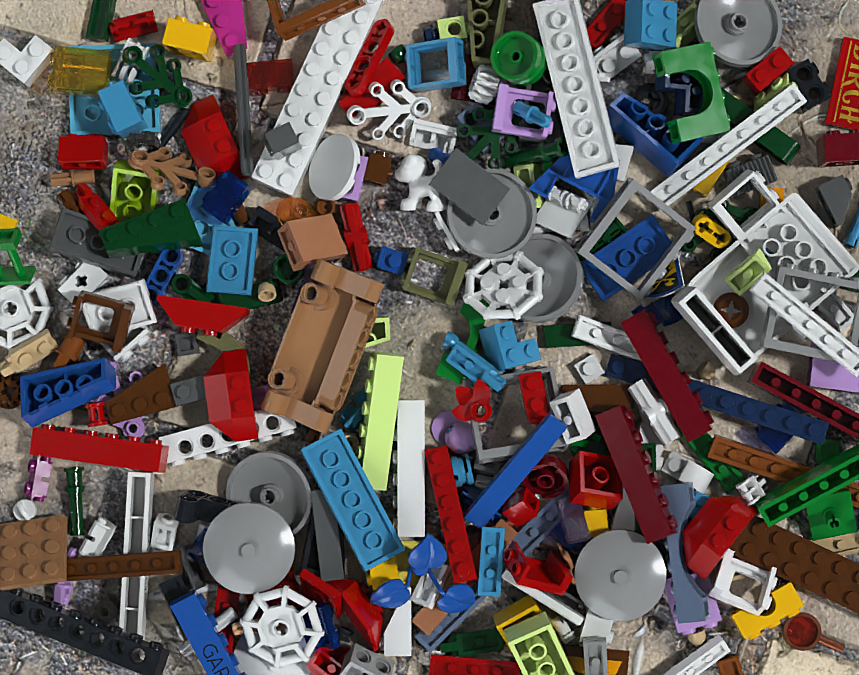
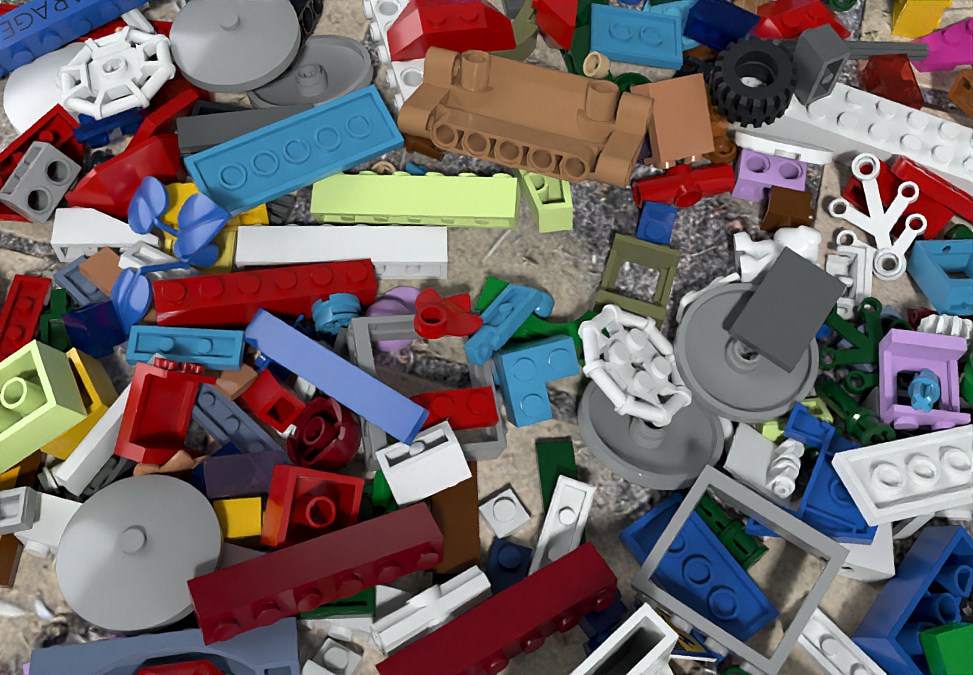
camera: 80 degrees right, 25 degrees down
(312, 192) = (756, 60): none -> black tyre
(474, 619) = (94, 328): none -> clear blue brick

